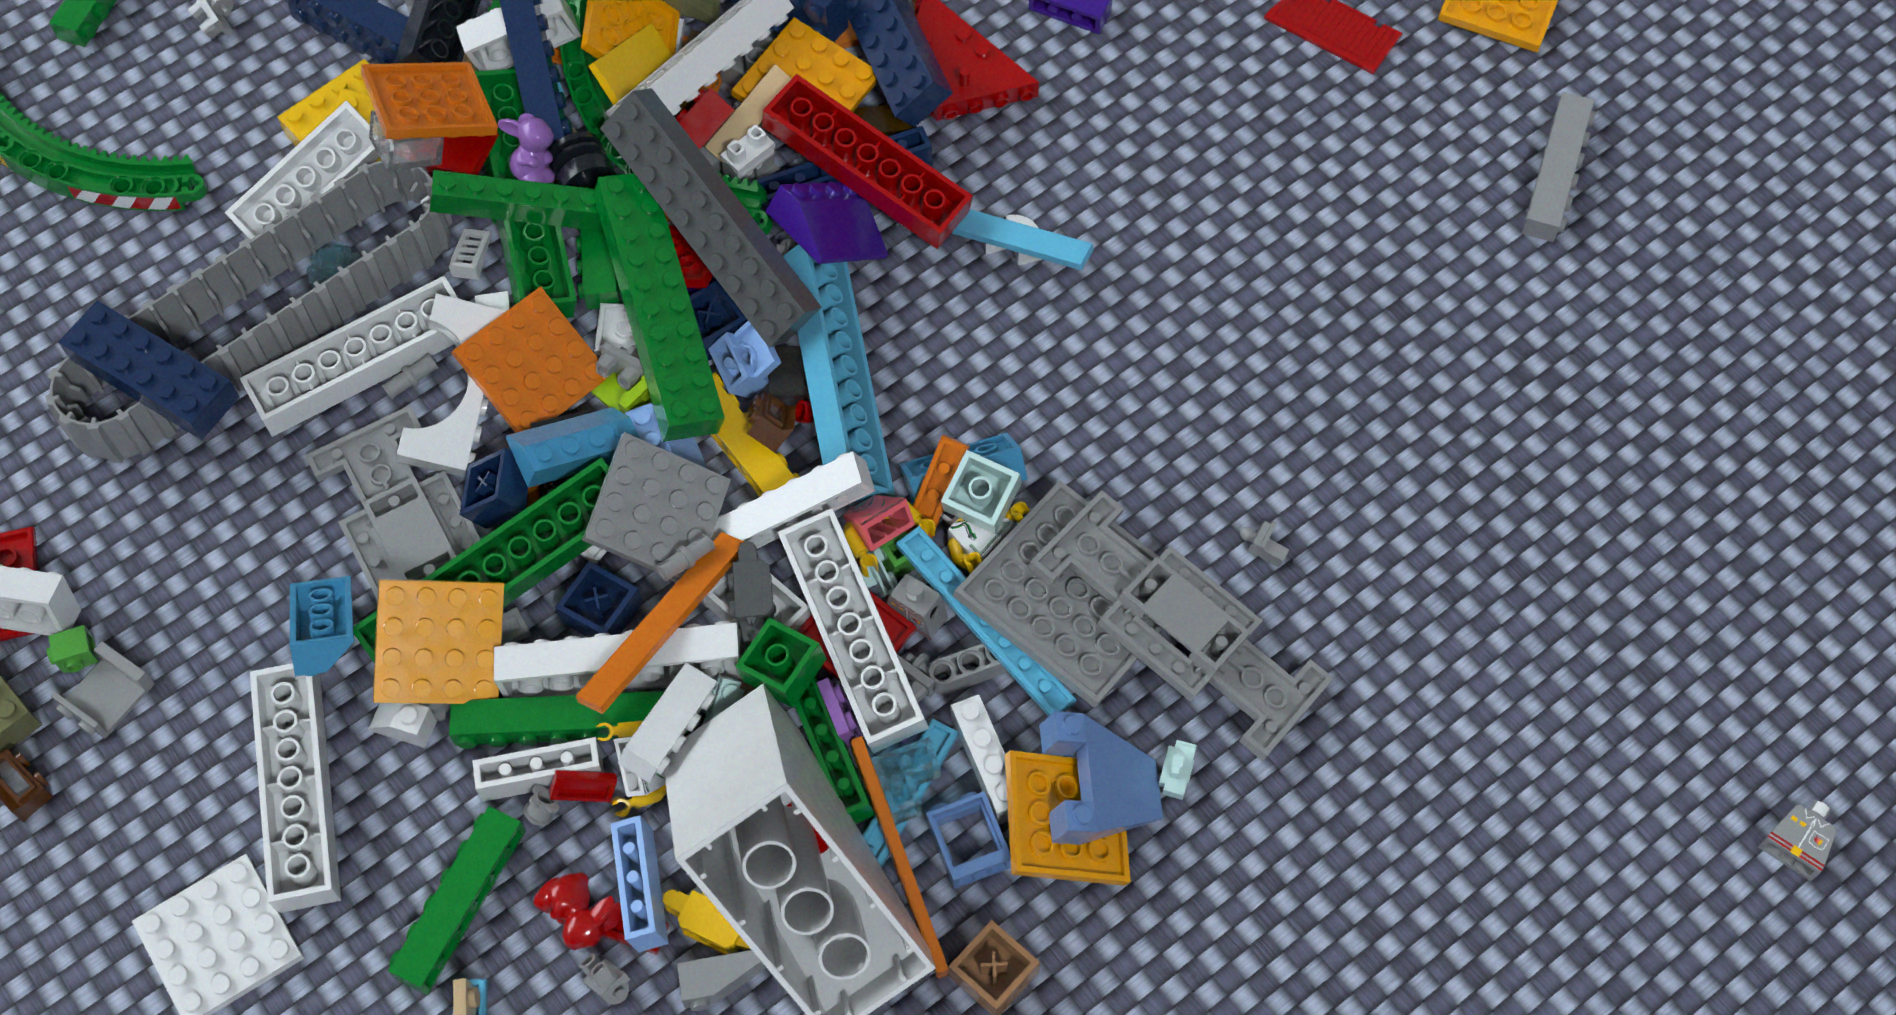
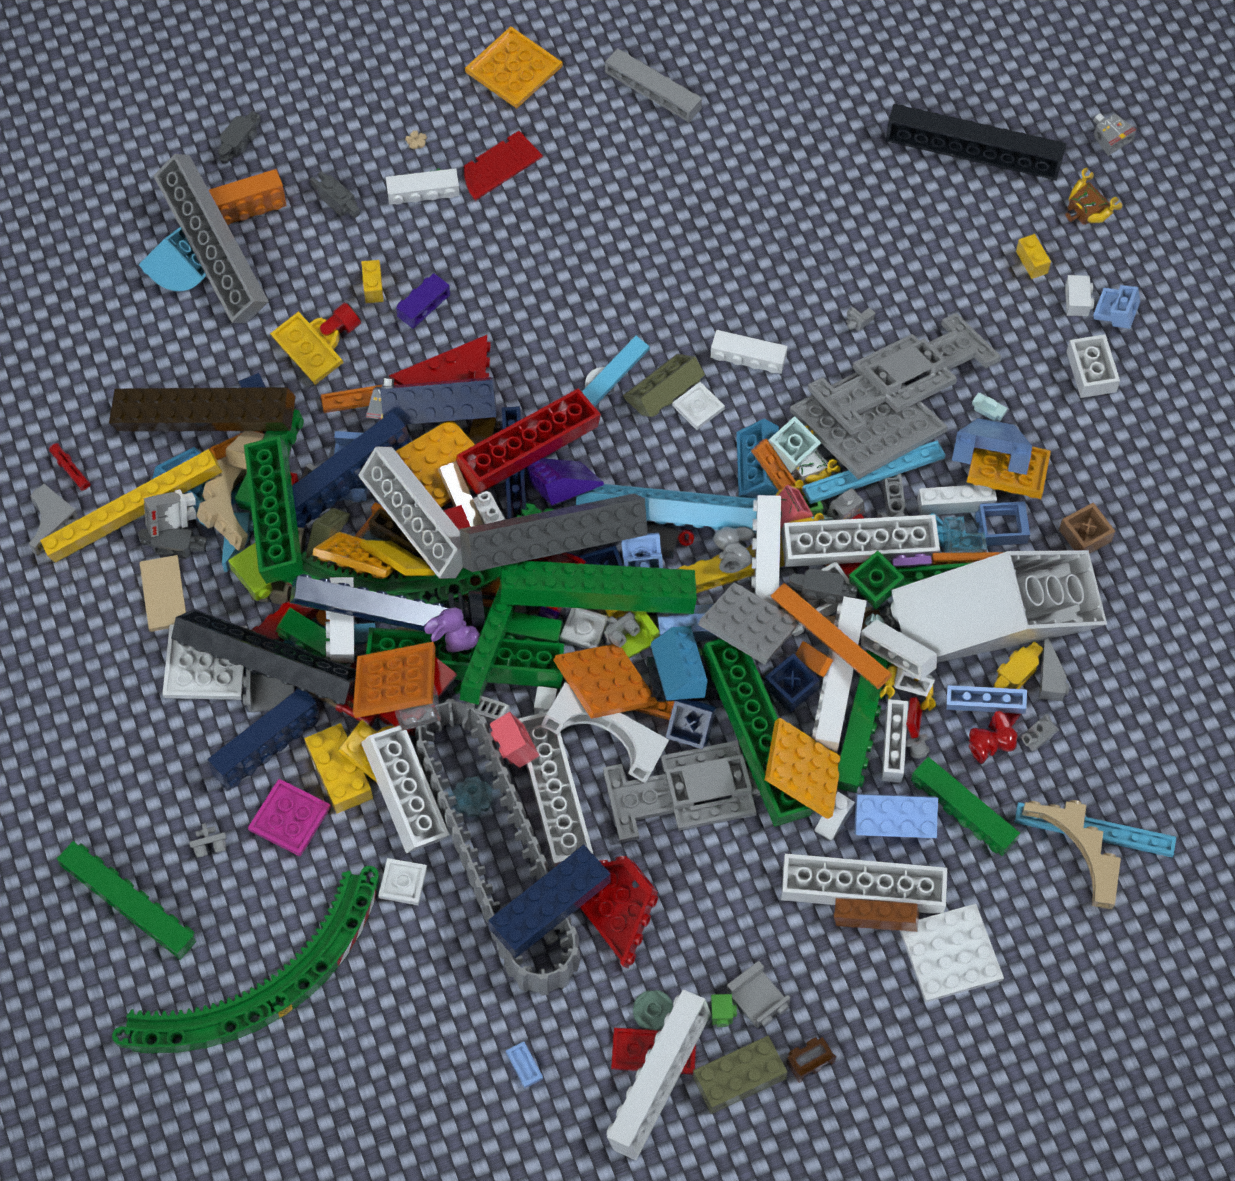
camera: 75 degrees left, 0 degrees up
(71, 560) = (651, 1009): none -> sand green tile
(198, 228) = (402, 881): none -> white plate
(204, 475) = (622, 910): none -> red piece
(242, 816) = (876, 914): none -> dark orange brick
(262, 83) = (289, 817): none -> dark pink plate
(320, 623) = (763, 840): dark azure slope -> none
(395, 272) = (513, 740): none -> coral brick
(410, 376) = (577, 765): light grey pin -> none
(411, 800) = (896, 815): none -> light blue brick
(625, 621) = (814, 658): none -> orange tile
(685, 557) = (789, 614): light grey pin -> none
(770, 420) = (695, 551): reddish brown window -> none
(777, 464) = (734, 553): none -> light grey animal
(1028, 370) = (698, 406): none -> white plate
(1045, 318) = (664, 384): none -> olive slope
(1144, 409) = (748, 352): none -> white brick
(1312, 908) = (1093, 366): none -> white brick
(1446, 857) = (1078, 295): none -> white brick
(1450, 925) = (1118, 306): none -> light blue brick
(1490, 767) = (1033, 256): none -> yellow brick
(1637, 829) = (1088, 203): none -> torso
(1670, 627) = (975, 142): none -> black brick

